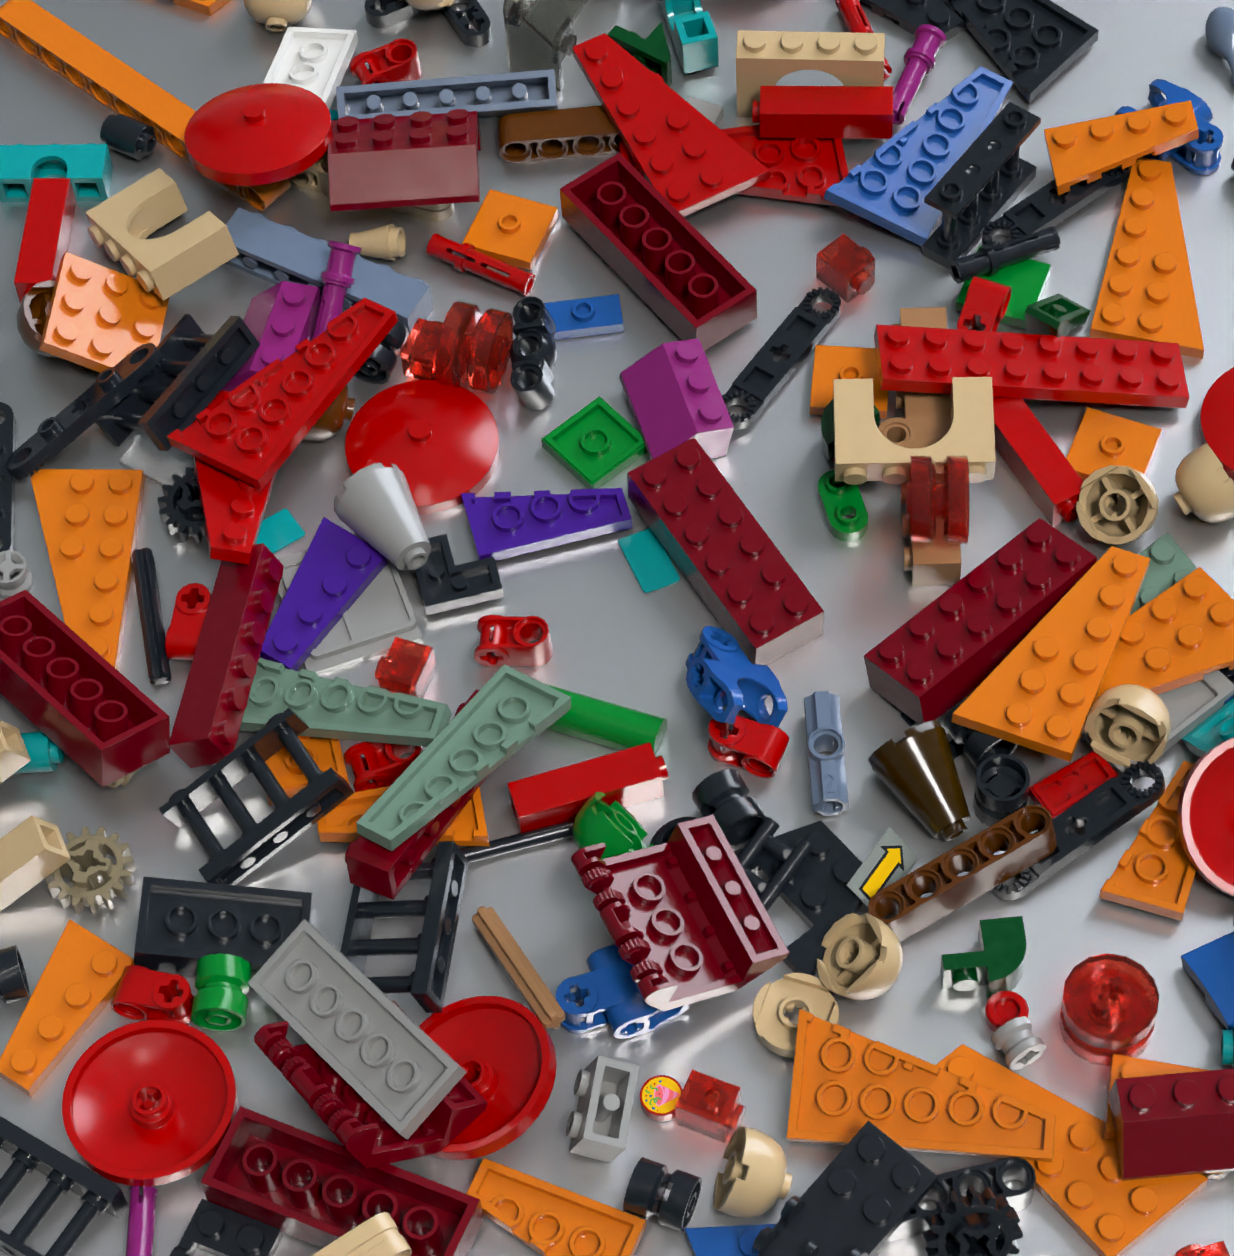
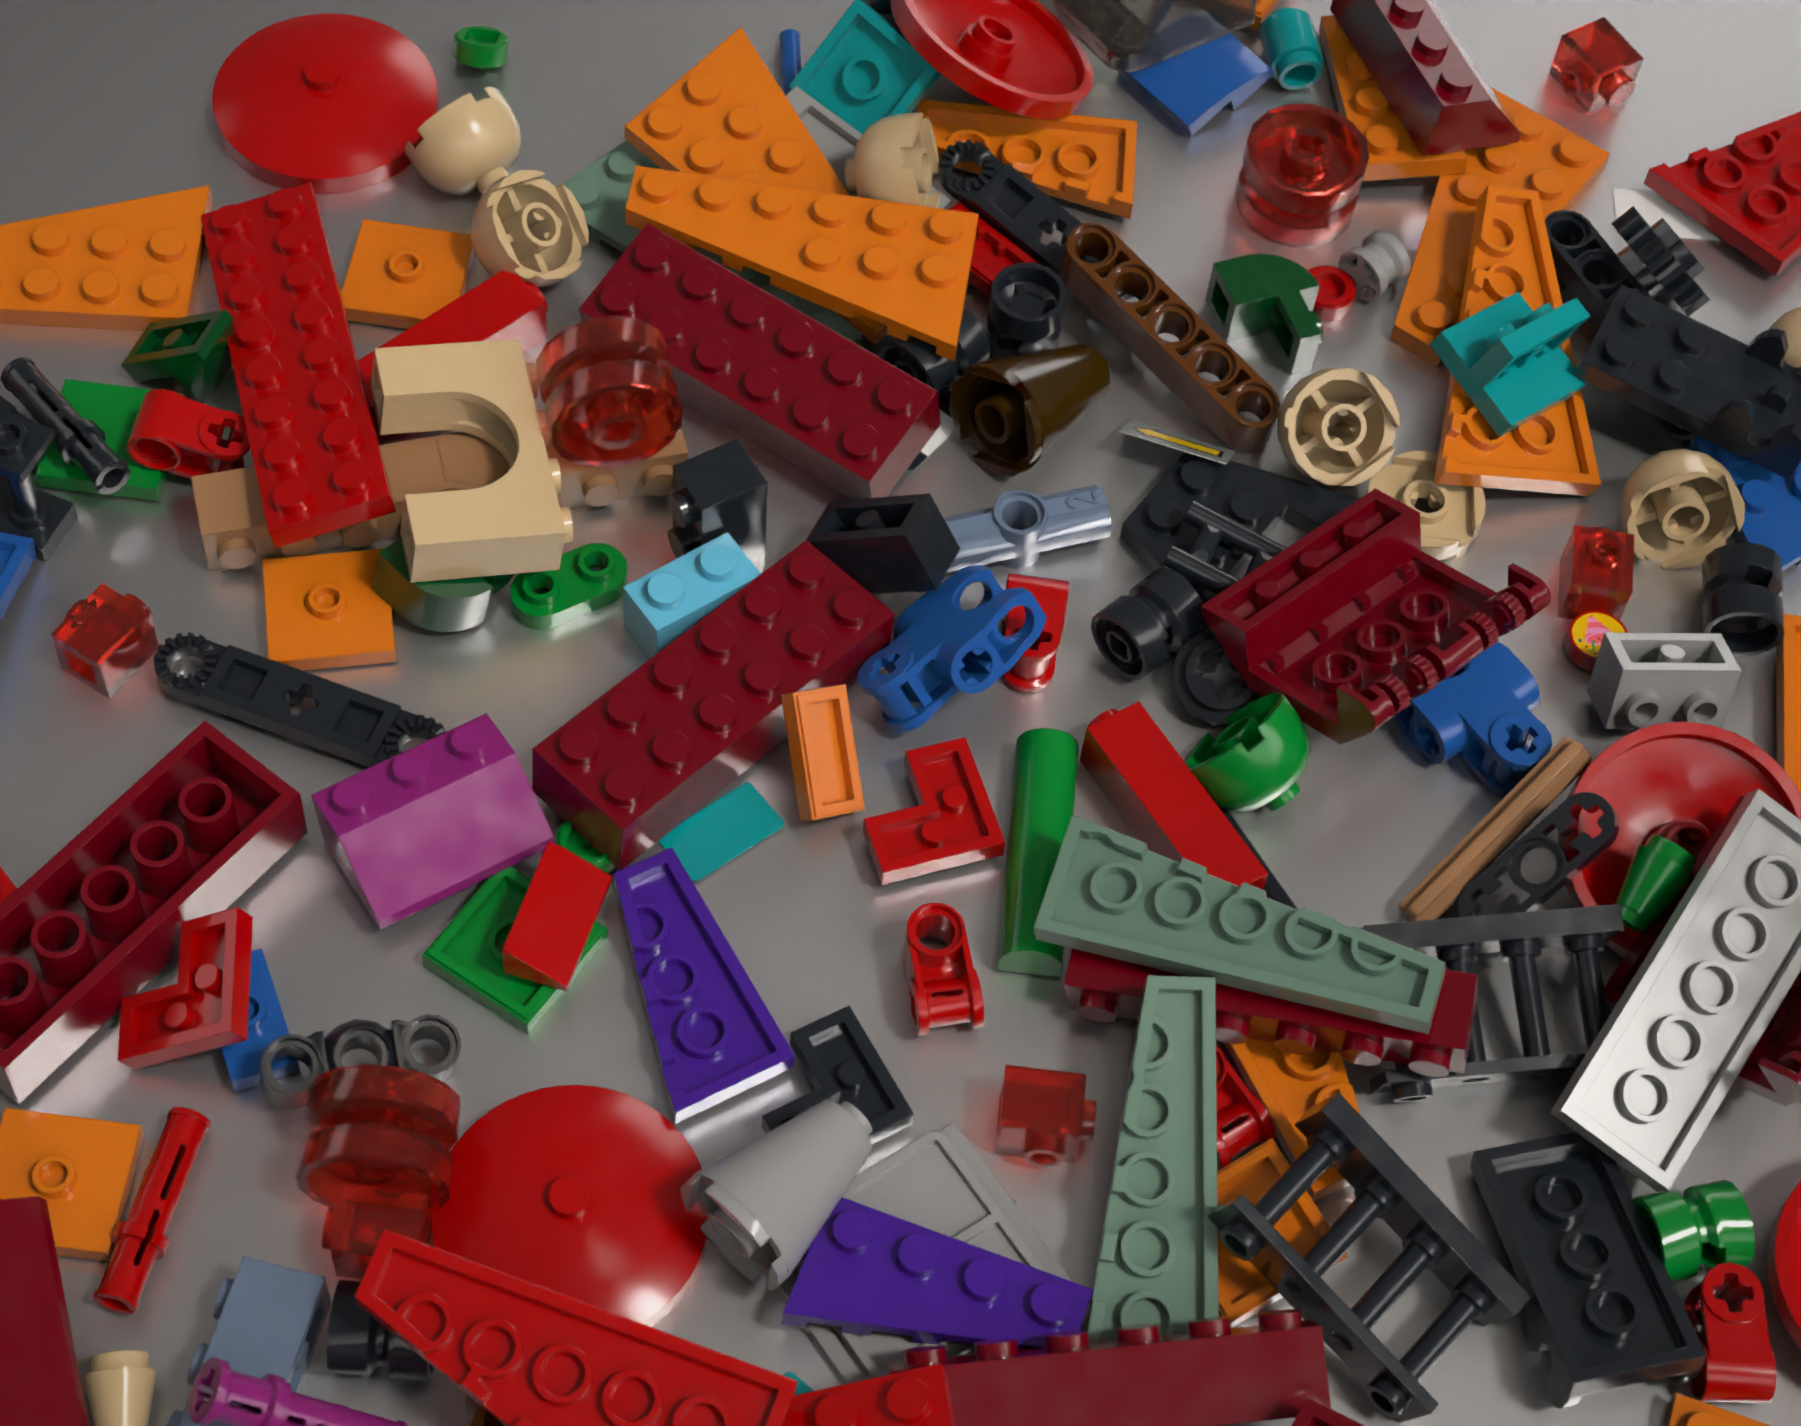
camera: 115 degrees left, 0 degrees up
(448, 1032) = (1653, 881): none -> green cone
(482, 977) = (1566, 870): none -> black beam
(587, 281) = (206, 1004): none -> red plate
(597, 452) = (555, 918): none -> red slope
(620, 674) = (948, 826): none -> red plate
(671, 600) = (822, 752): none -> orange tile
(807, 553) = (684, 592): none -> medium azure brick
(812, 655) = (887, 542): none -> black brick
(863, 572) = (717, 496): none -> black brick
(884, 1077) = (1513, 359): none -> teal bracket

